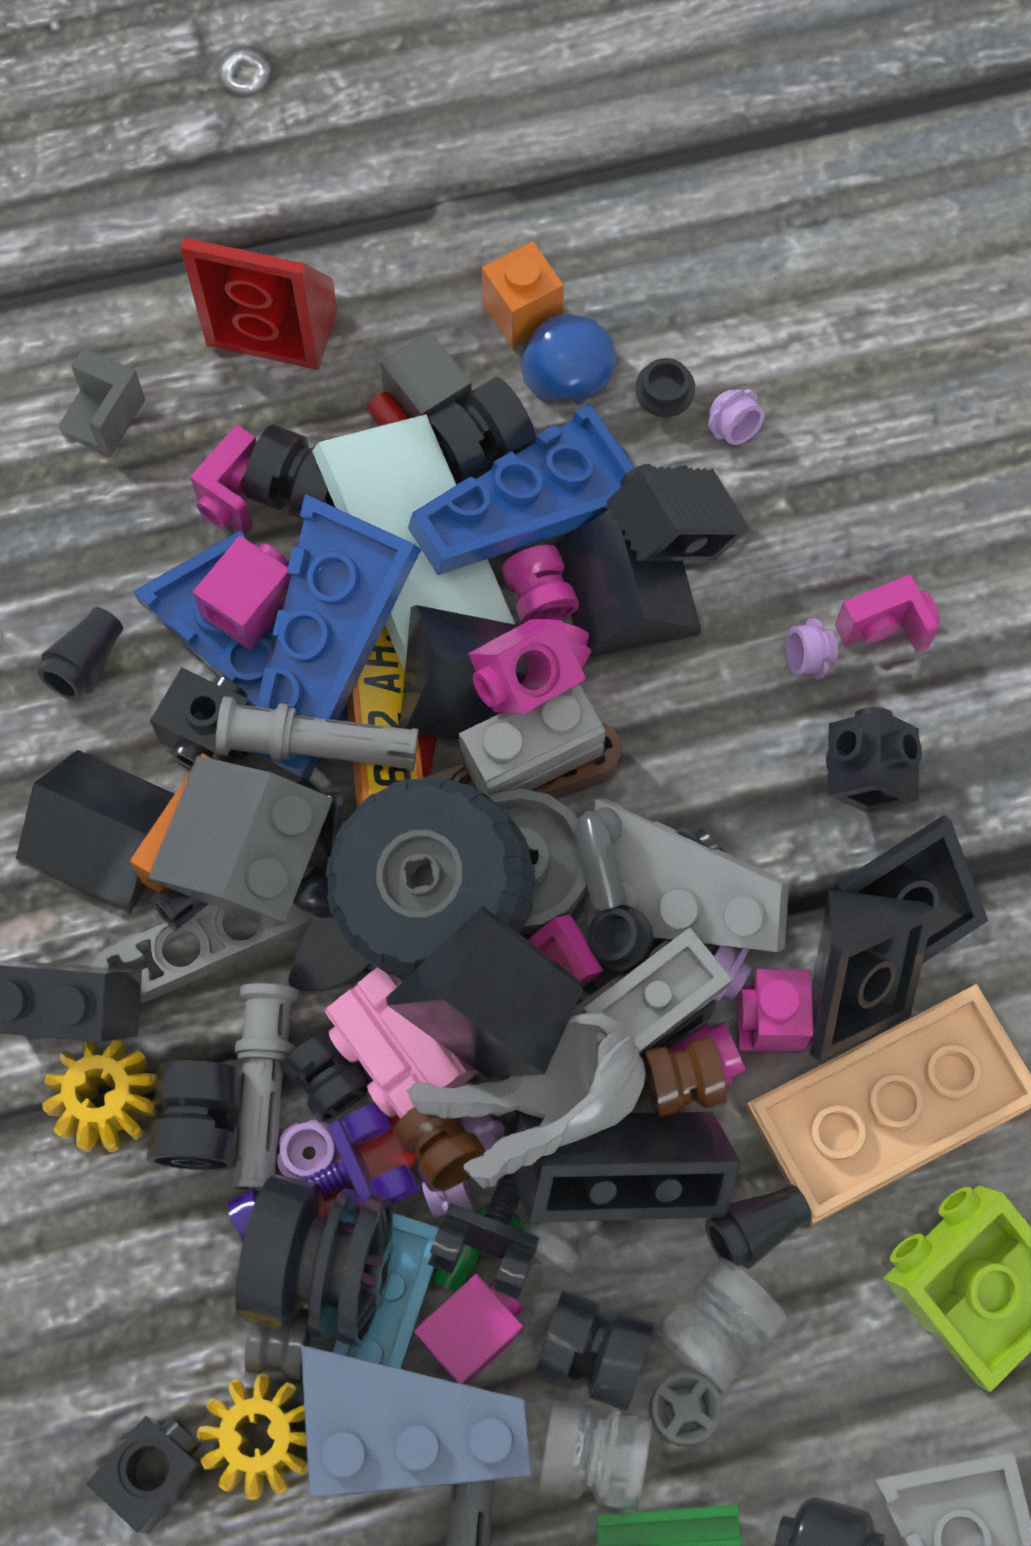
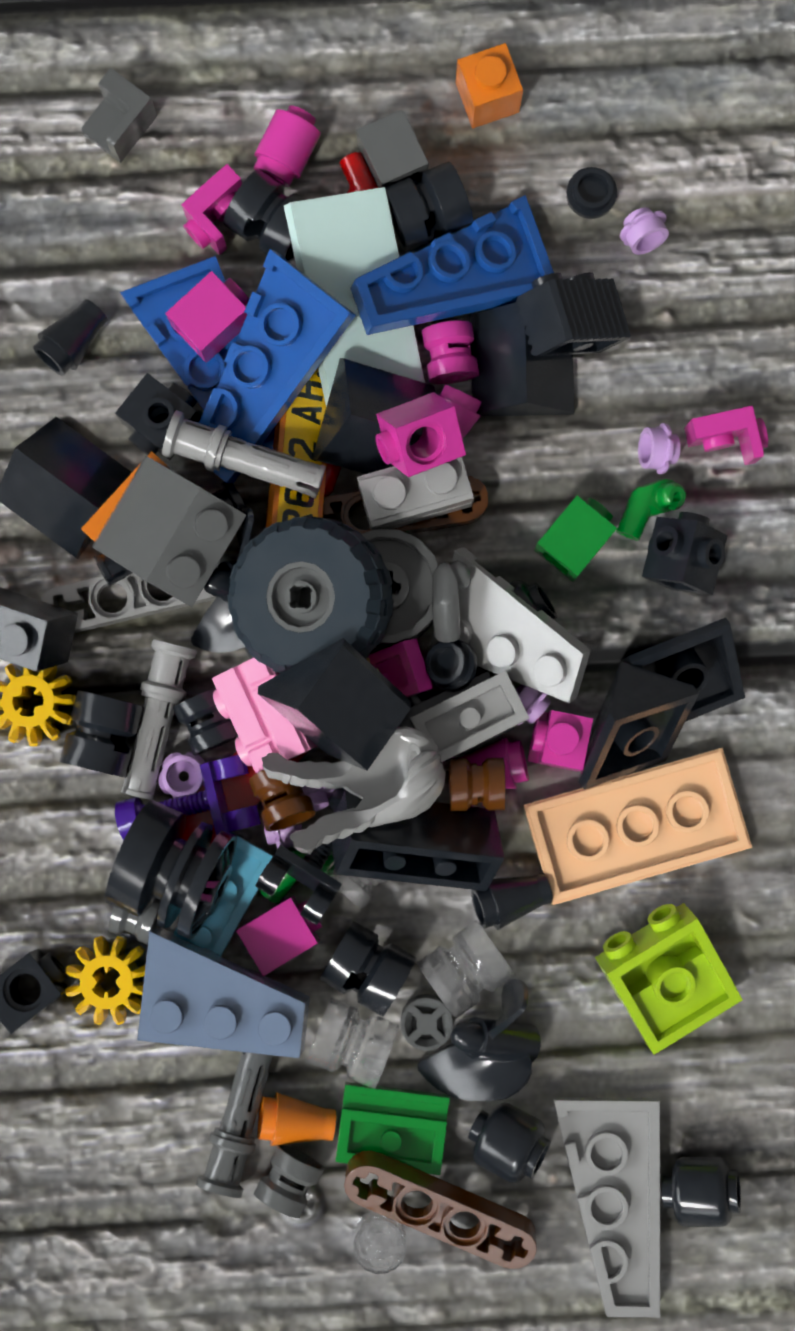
camera: 10 degrees right, 15 degrees up
(260, 303) = (266, 54): red slope -> none
(303, 395) = (287, 144): none -> dark pink brick
(568, 359) = (516, 150): blue hair -> none
(737, 767) = (576, 536): none -> green brick
(778, 1434) = (487, 1055): none -> black piece
(812, 714) = (649, 501): none -> green arm

